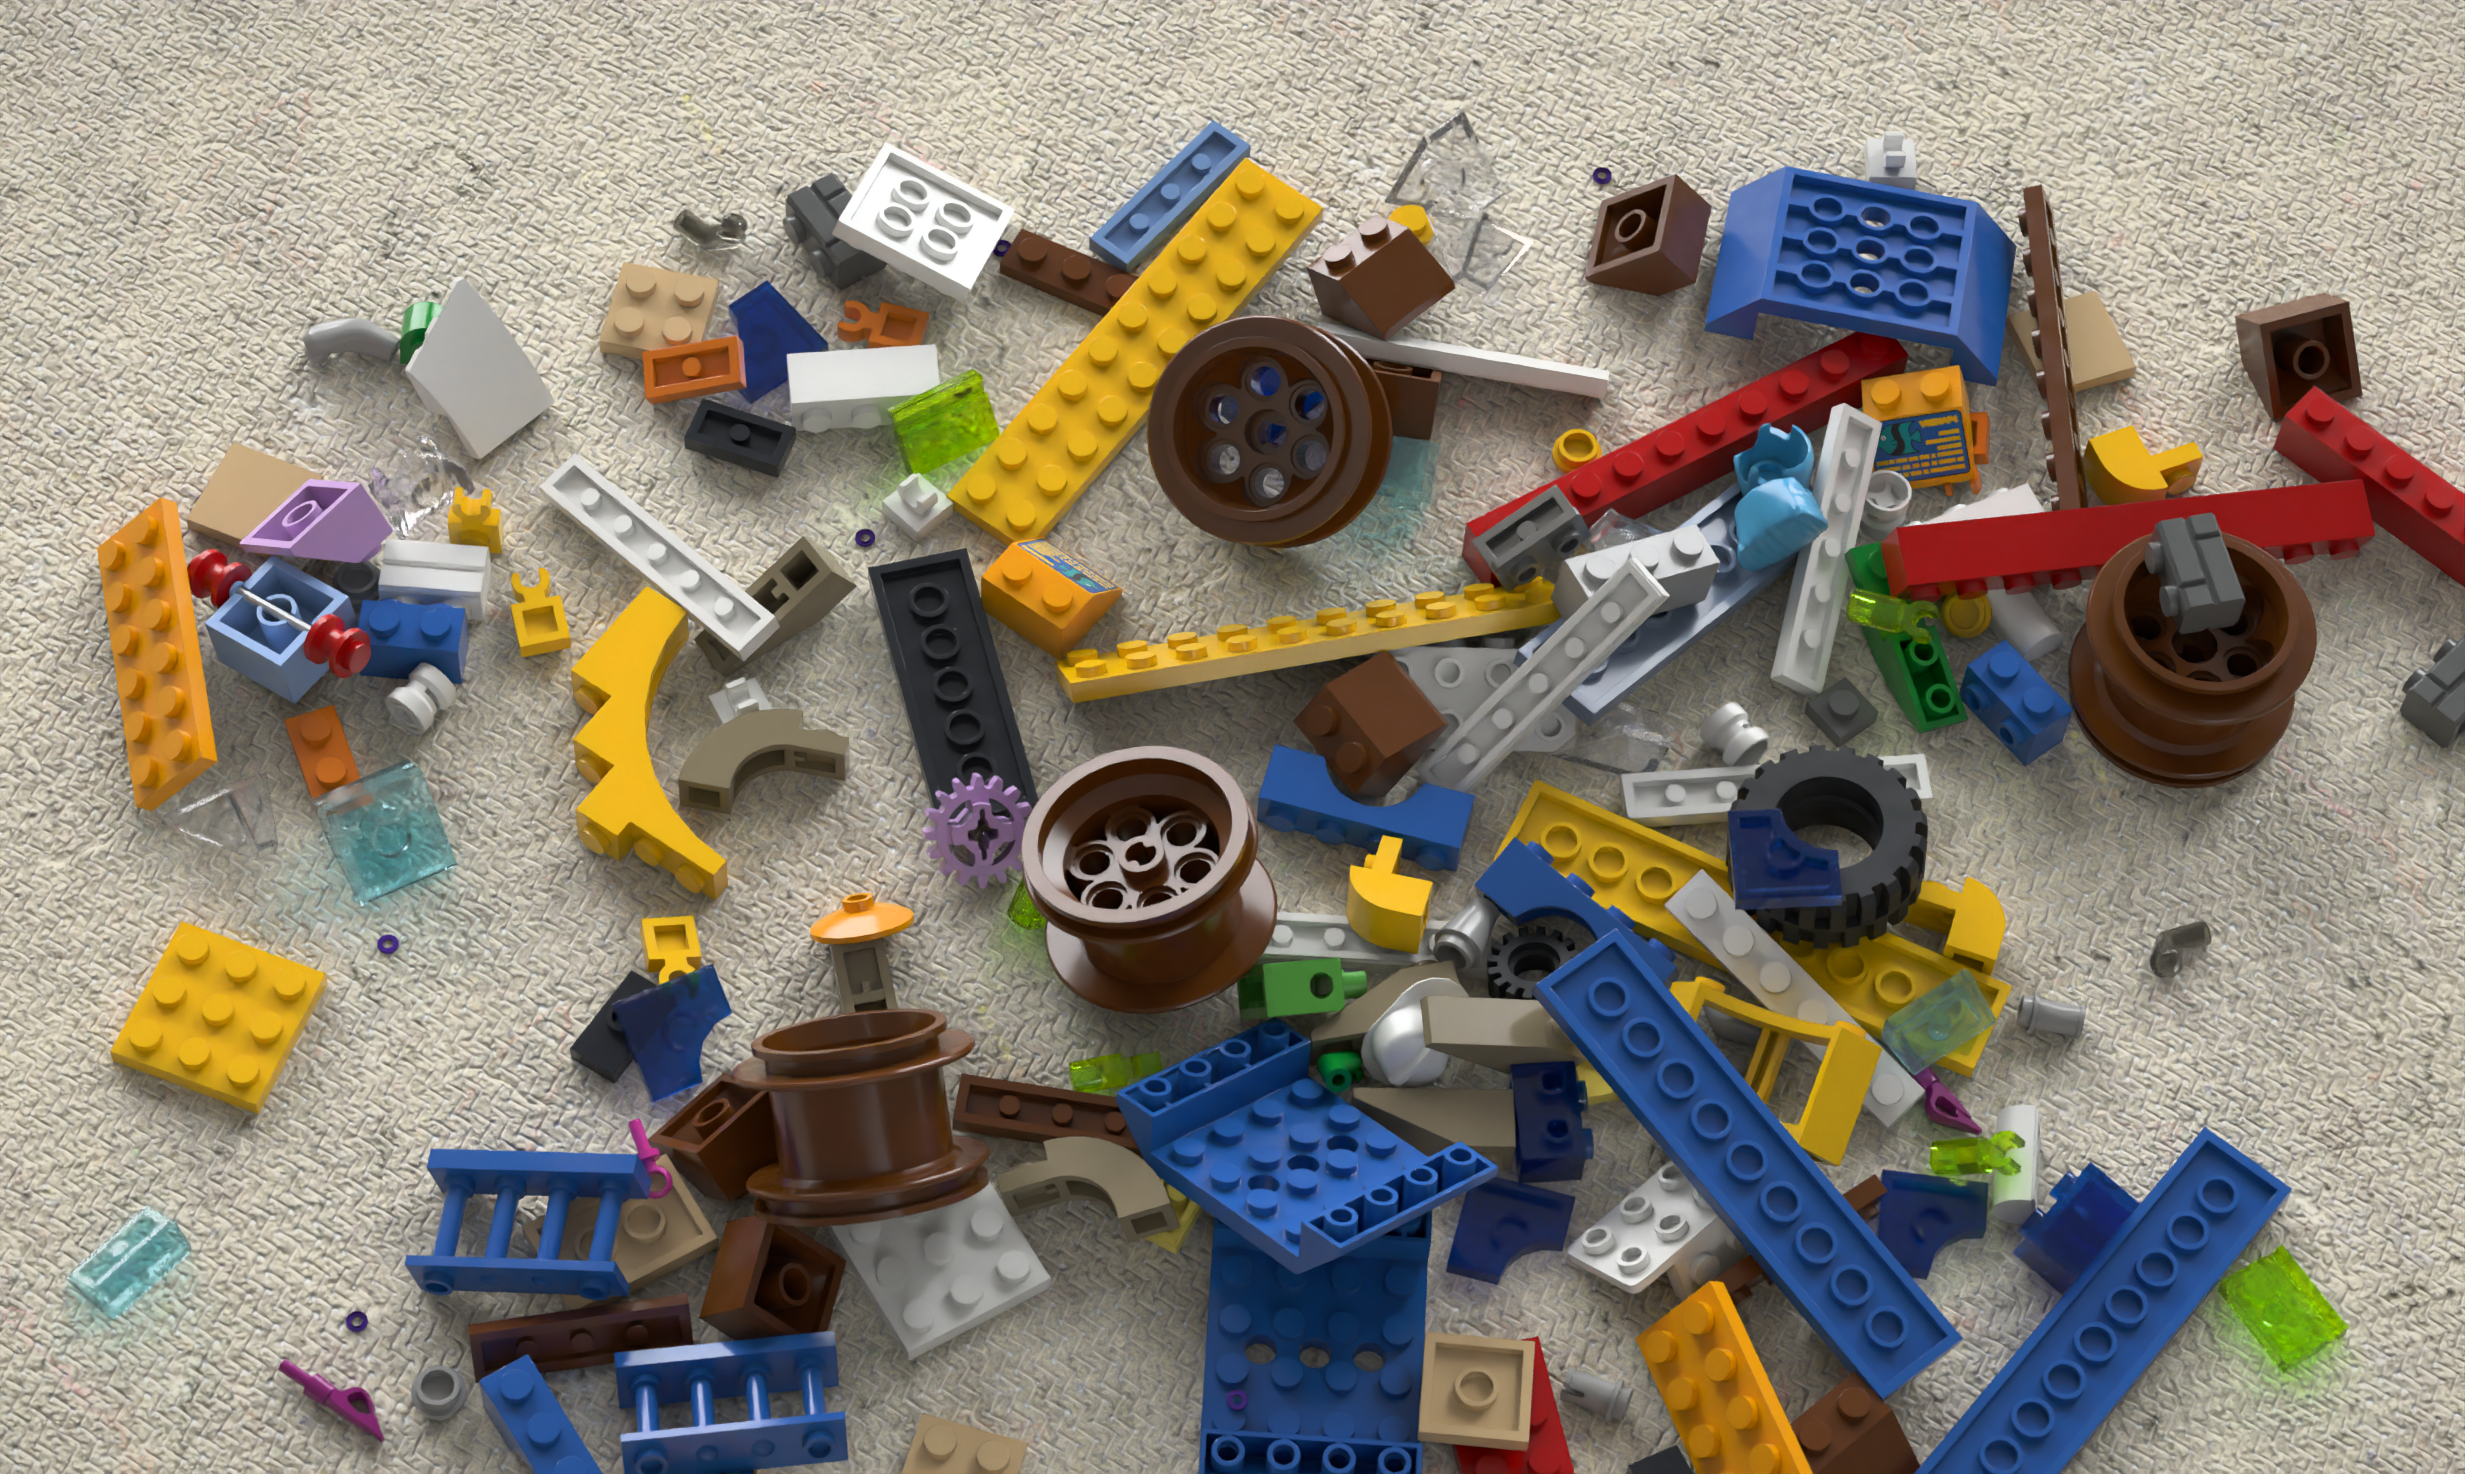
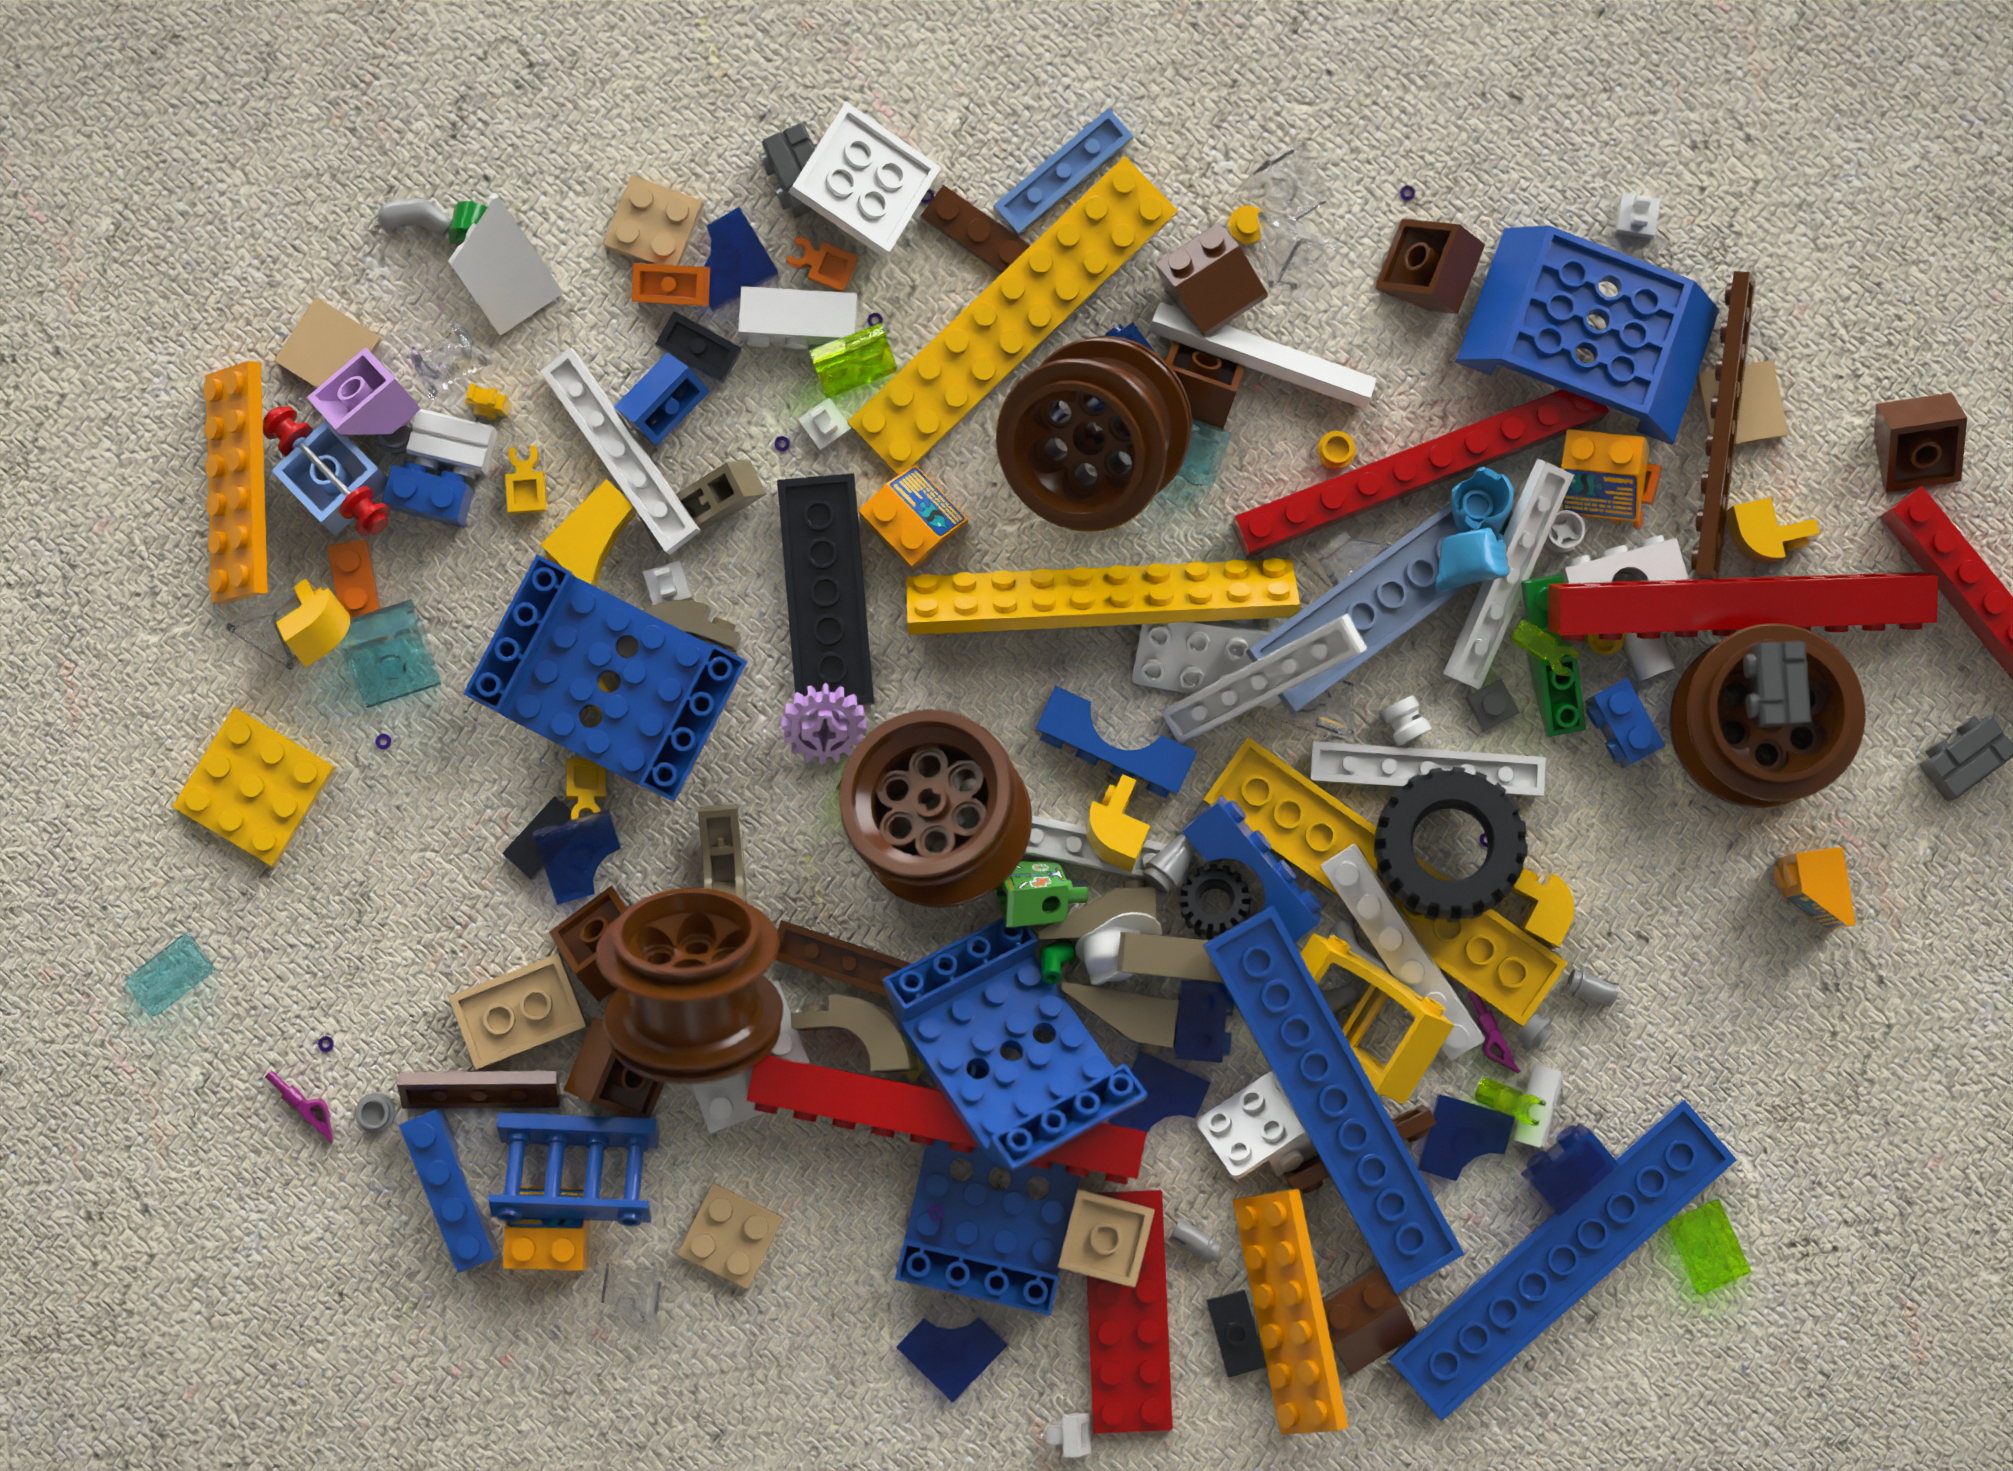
camera: 10 degrees right, 25 degrees up
(282, 793) = (316, 625): none -> yellow brick
(421, 698) = (429, 544): white wheel -> none
(511, 1178) = (478, 975): blue fence -> none
(620, 764) = (549, 666): none -> blue slope
(648, 1157) = (543, 958): dark pink hand -> none
(706, 491) = (662, 399): none -> blue brick
(715, 236) = (701, 157): clear smoke arm -> none
(861, 921) = (726, 789): light orange dish -> none
(1111, 1070) = (893, 930): clear neon green bar -> none
(1222, 1270) = (923, 1114): none -> red brick
(1371, 725) = (1130, 679): reddish brown slope -> none
(1532, 538) = (1279, 549): dark grey bracket -> none
(1676, 559) = (1359, 596): light grey brick -> none
(1777, 867) = (1403, 874): clear blue tile -> none
(1938, 1022) = (1505, 991): clear light blue slope -> none
(1990, 1077) = (1535, 1033): none -> light grey plate
(2171, 947) = (1696, 941): clear smoke arm -> none
(2308, 846) = (1817, 885): none -> light orange slope

